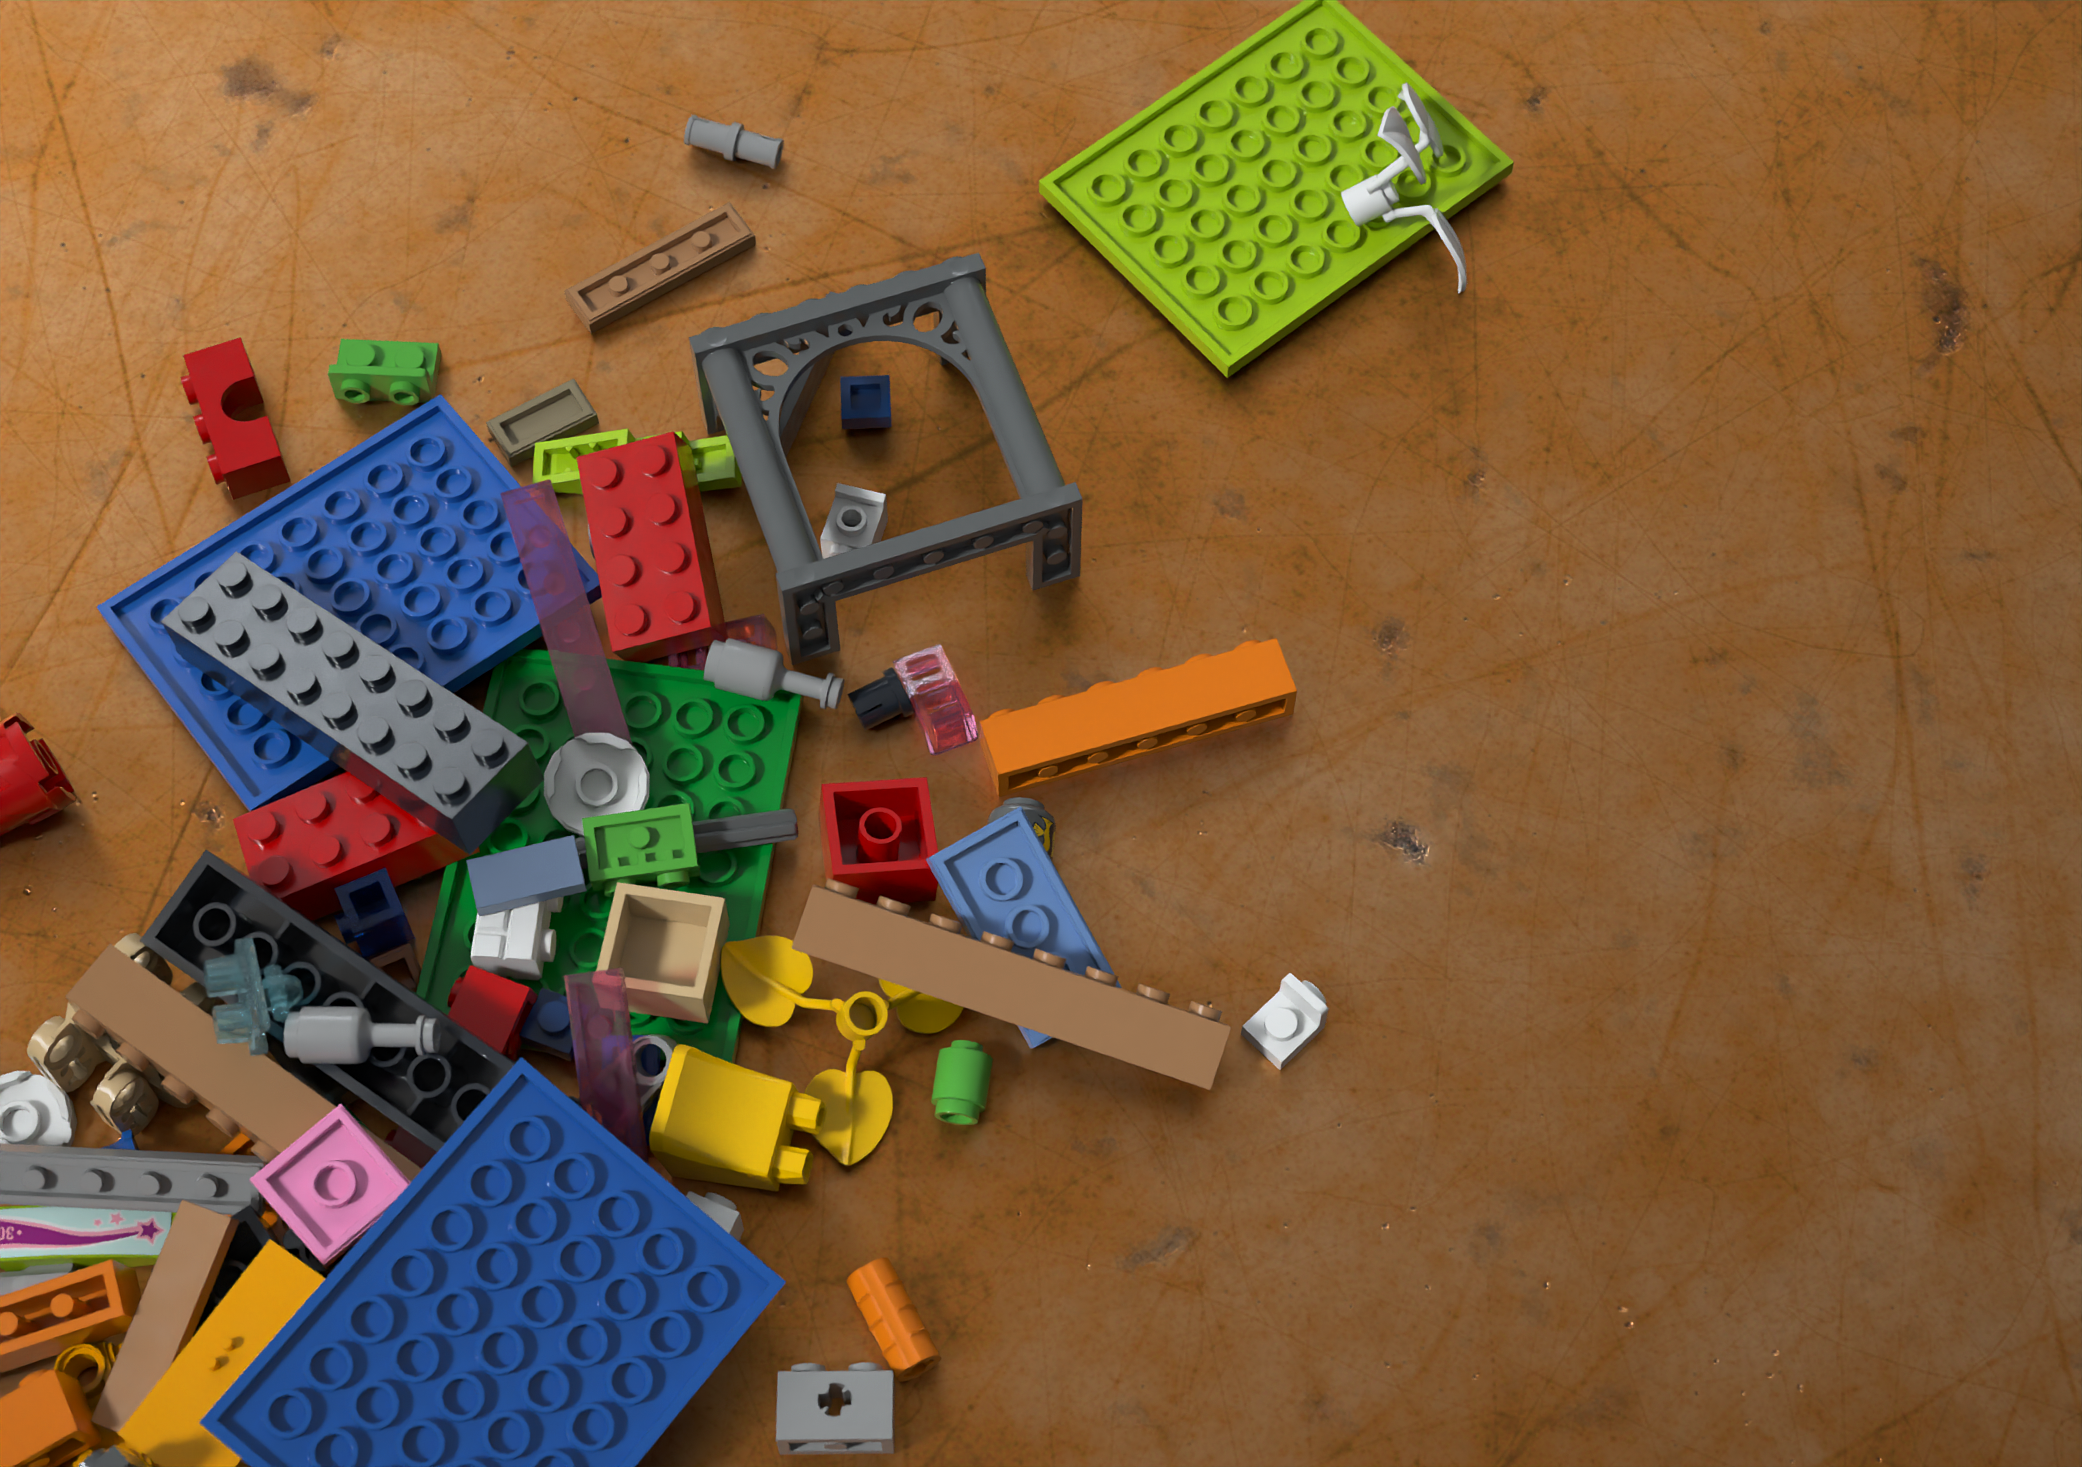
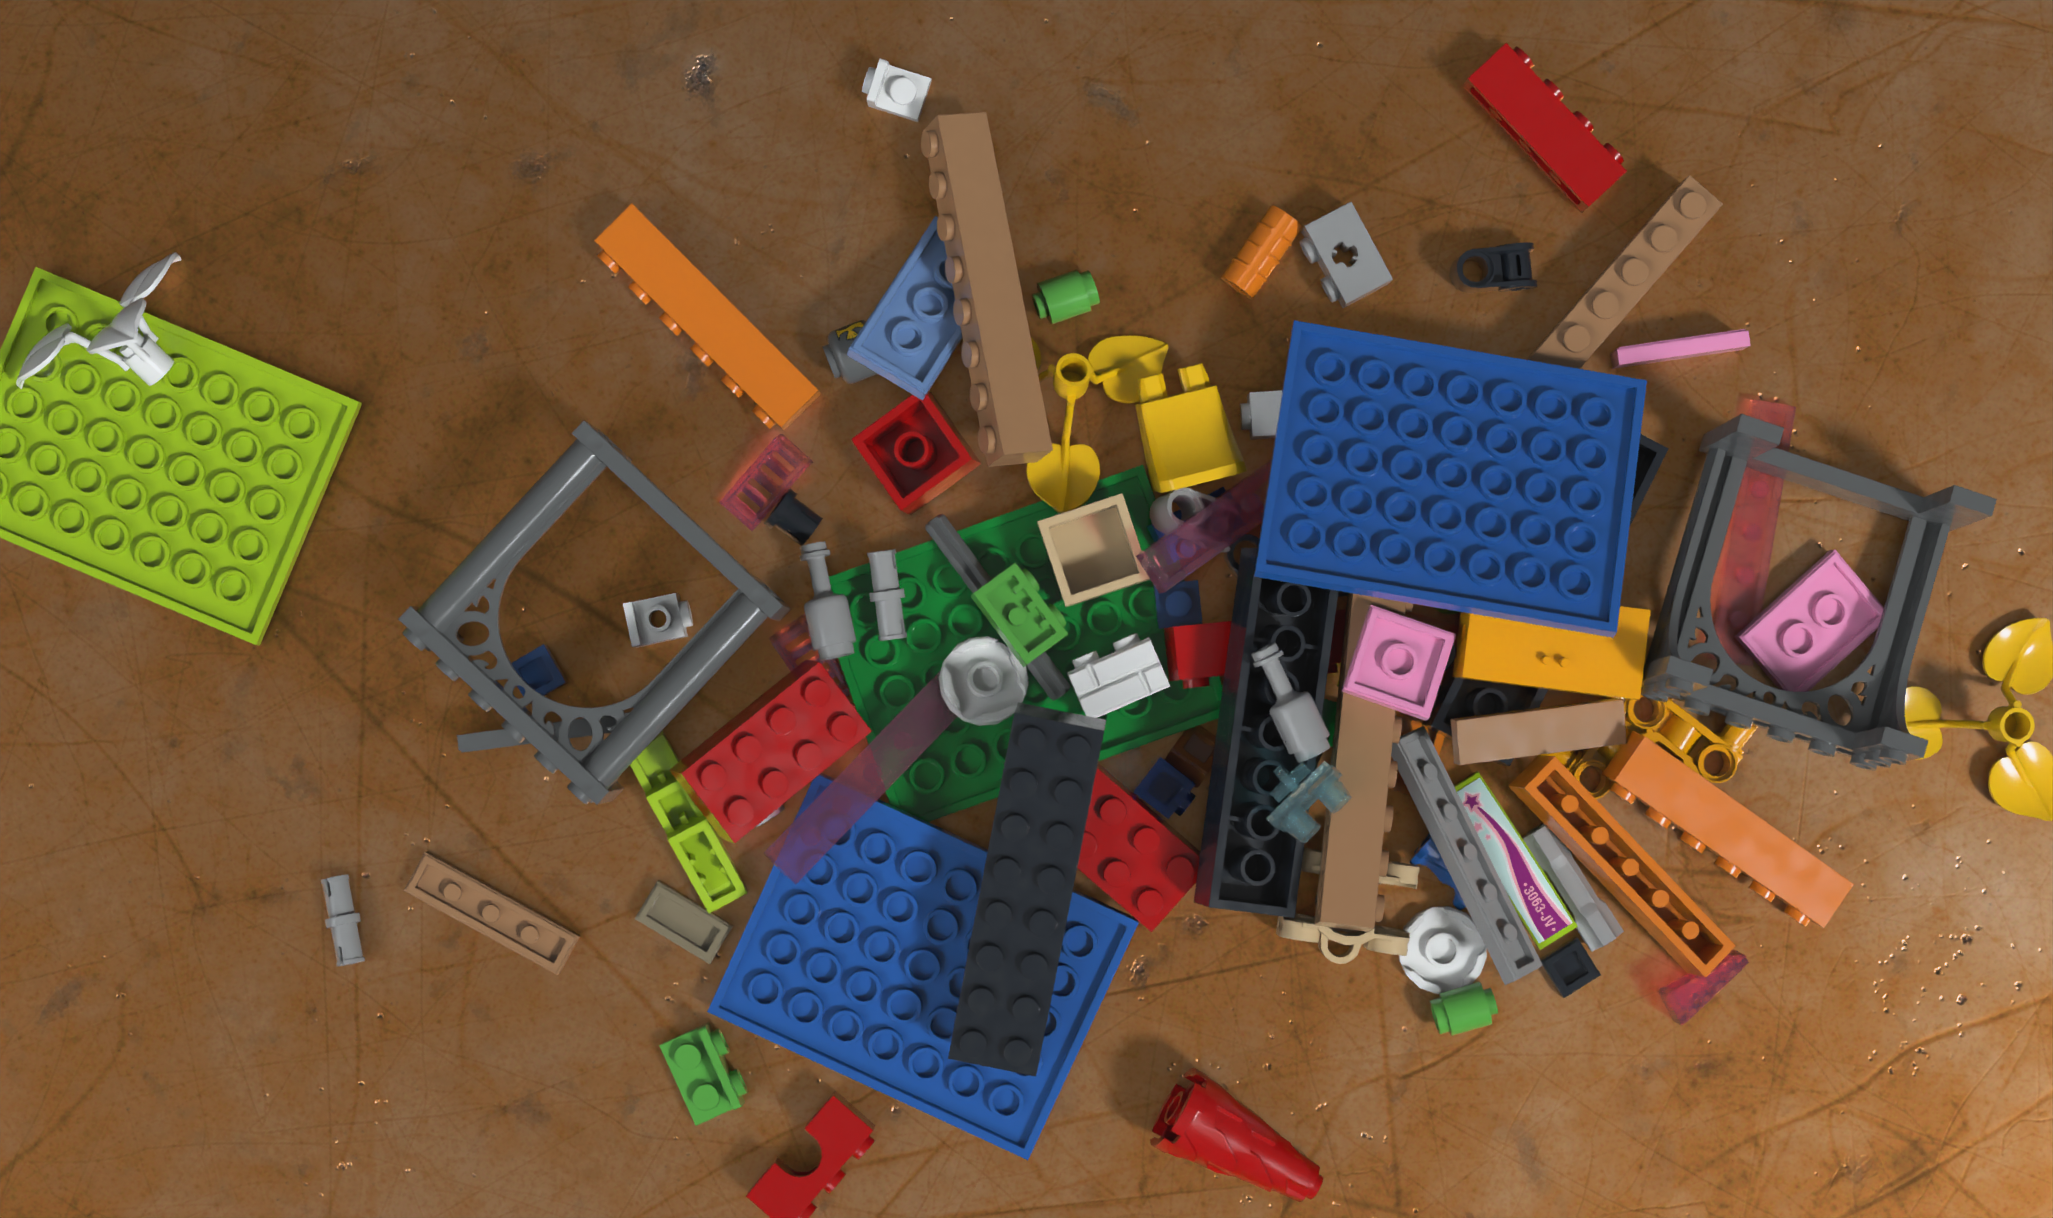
camera: 110 degrees left, 25 degrees up
(526, 875) = (1092, 678): sand blue tile -> none
(744, 739) = (887, 595): none -> light grey pin

